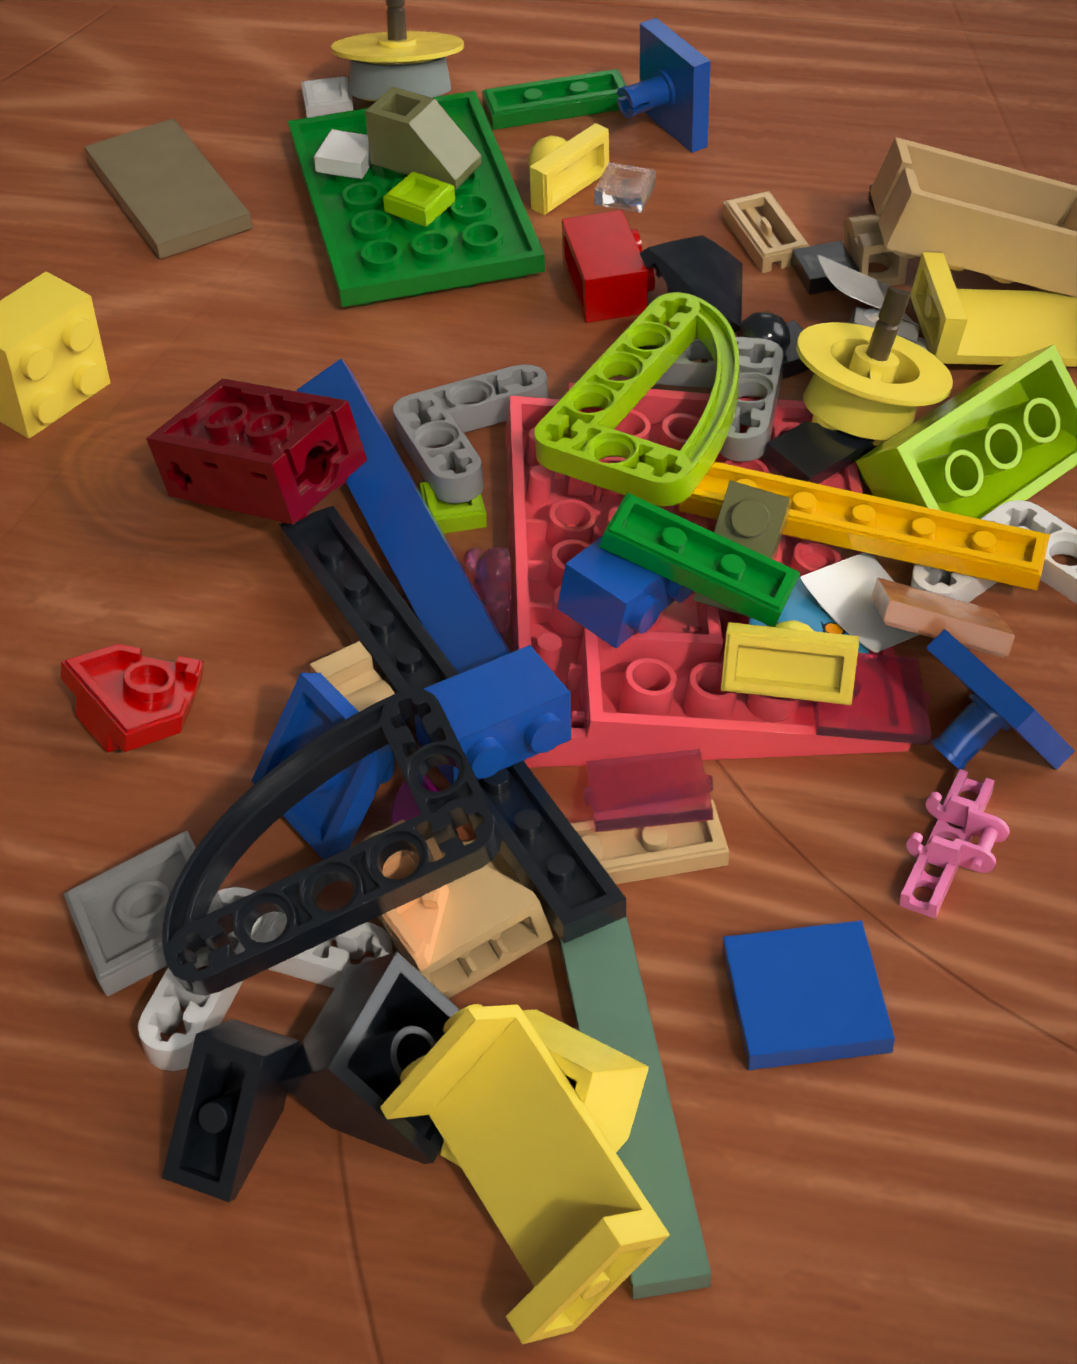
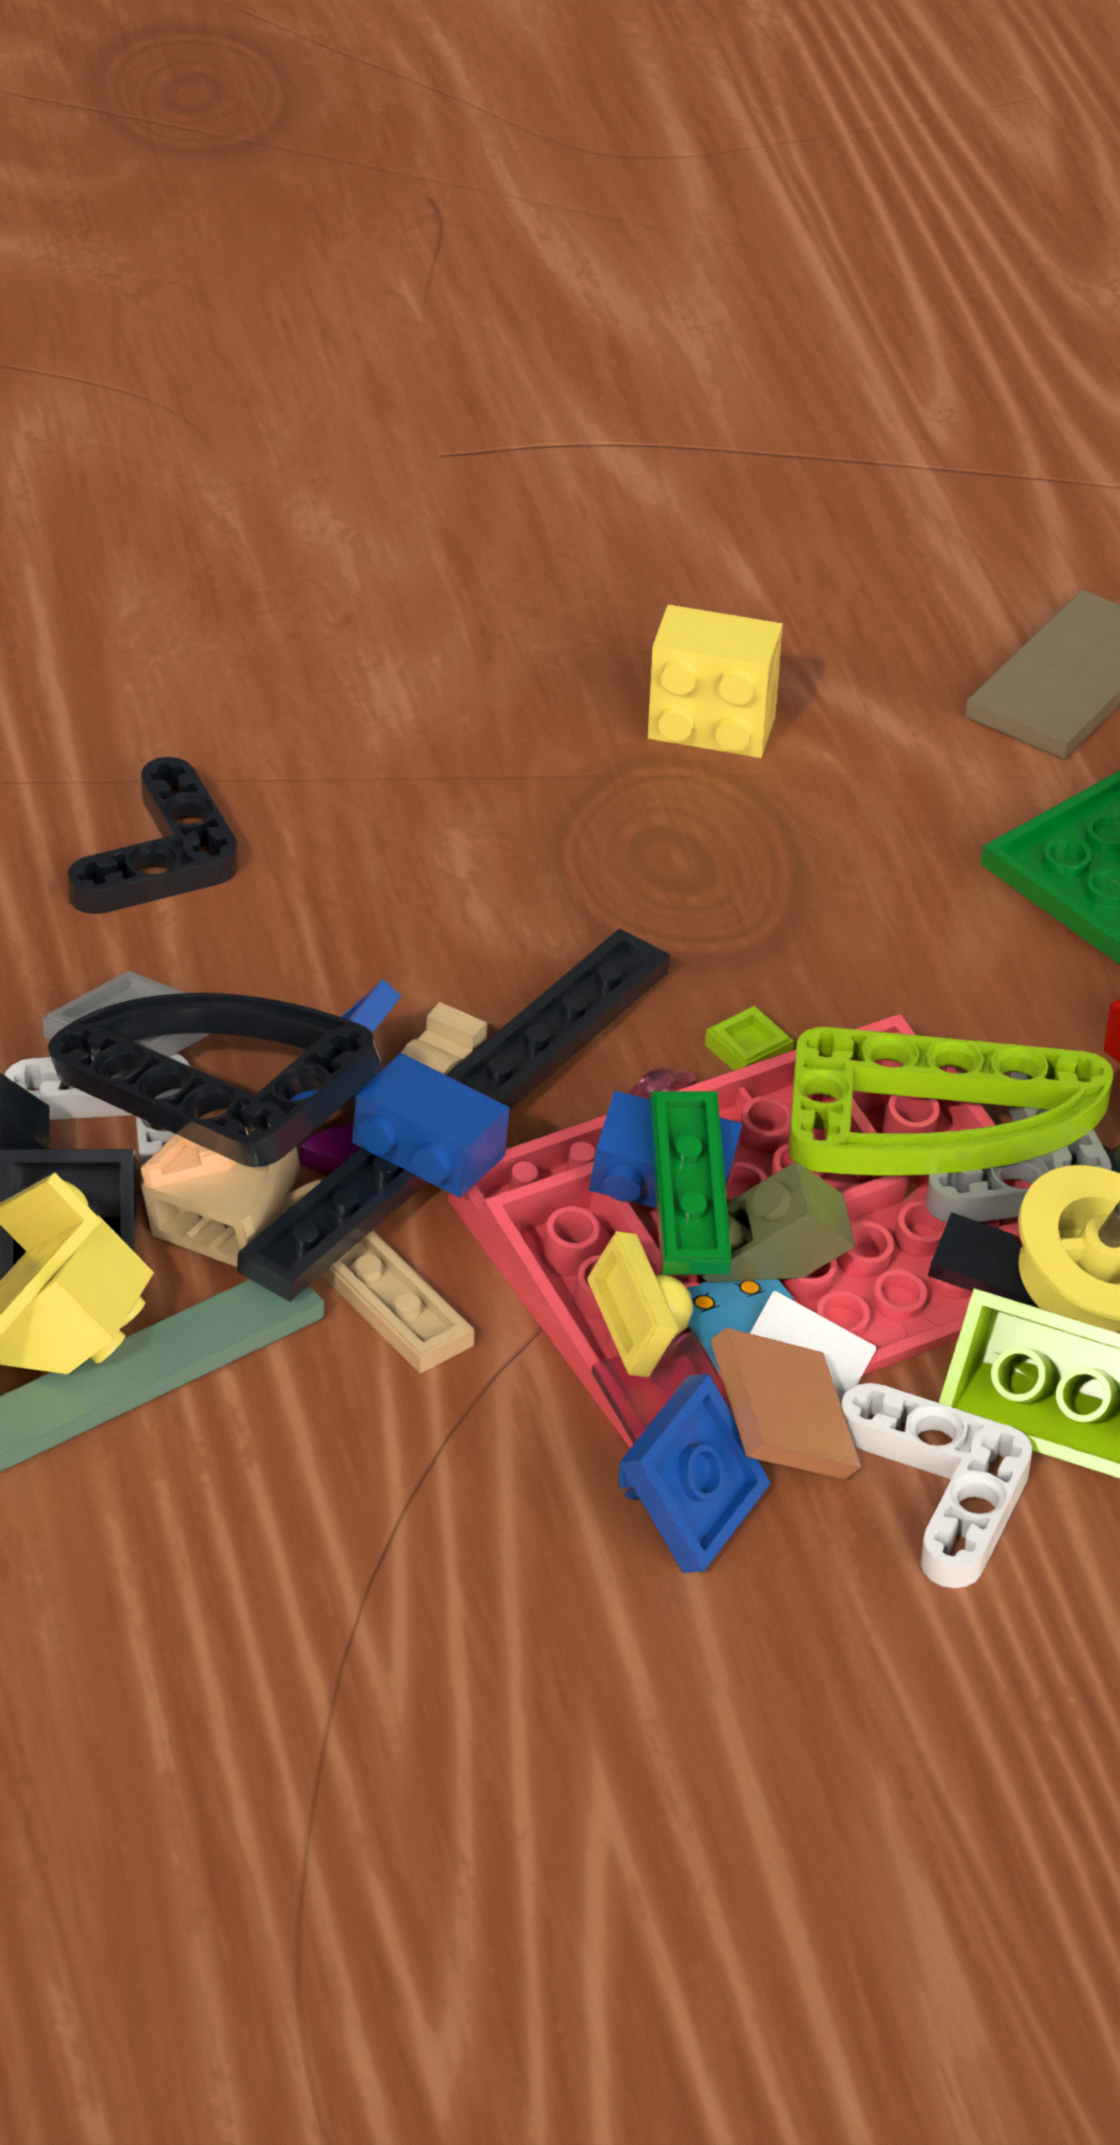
camera: 60 degrees right, 5 degrees down
(131, 697) = (362, 923): red plate -> none
(258, 450) = (682, 869): dark red piece -> none
(411, 536) = (693, 1008): blue tile -> none
(447, 418) = (862, 987): light grey beam -> none
(648, 790) = (457, 1282): clear pink piece -> none
(807, 995) = (293, 1456): blue tile -> none
(887, 527) = (896, 1336): yellow tile -> none
(953, 853) = (555, 1516): bright pink piece -> none

